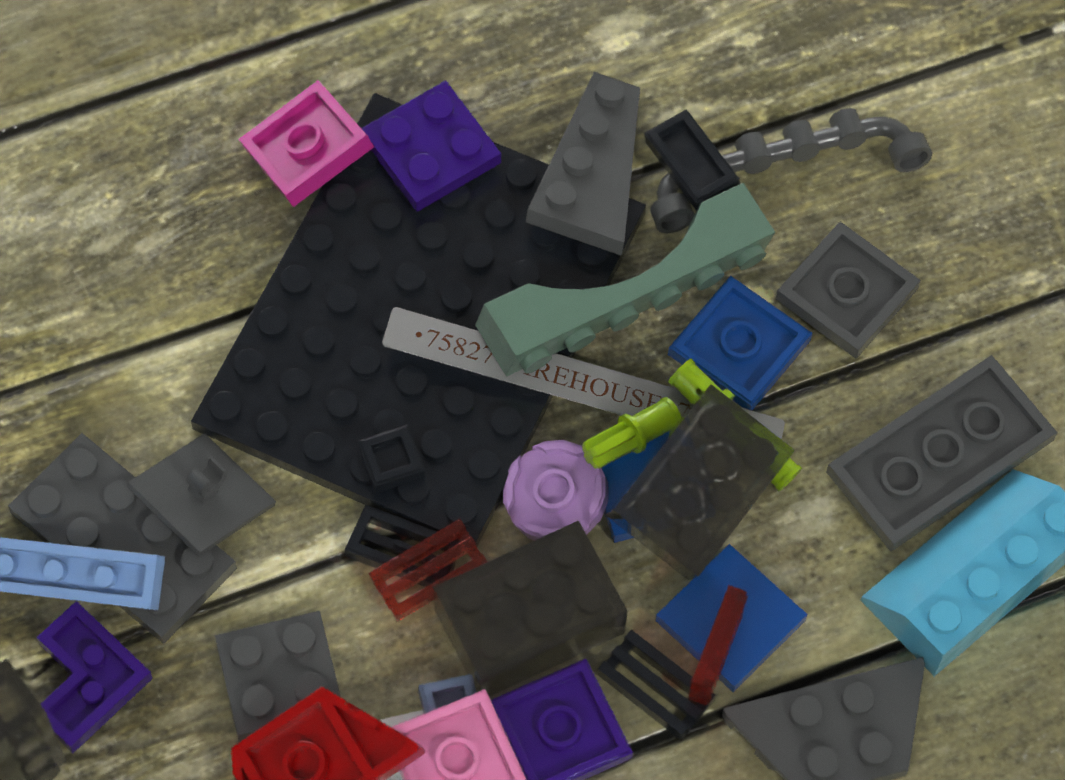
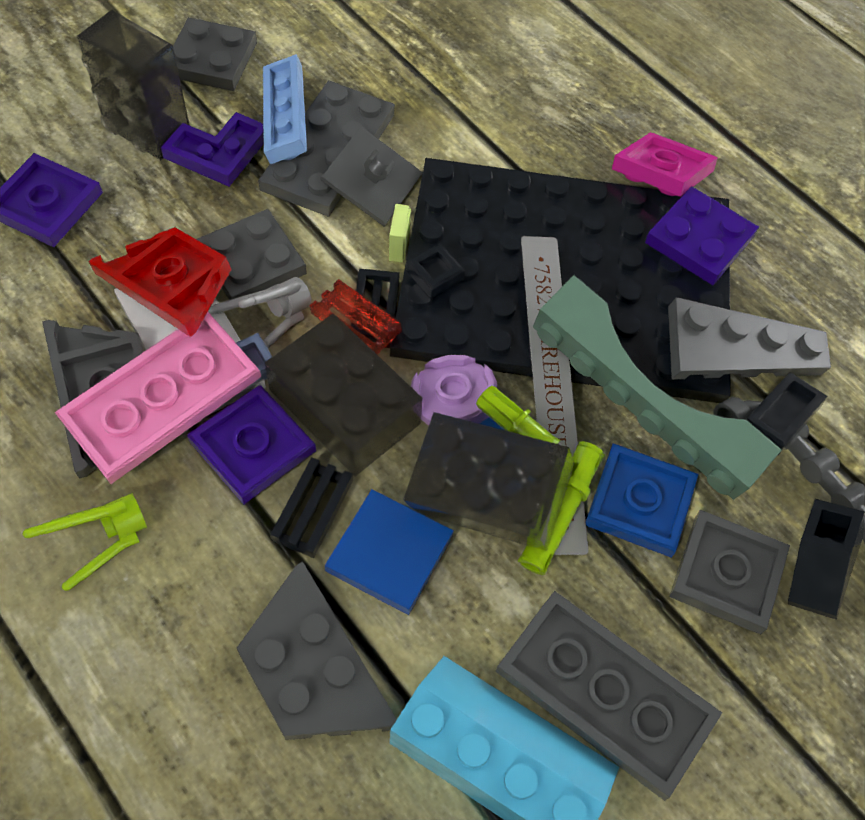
camera: 70 degrees right, 5 degrees down
(309, 486) = (399, 233): none -> yellowish green tile
(372, 647) = (283, 299): none -> light grey plant
(718, 645) = (348, 534): clear red tile -> none
(866, 194) = (826, 558): none -> black slope

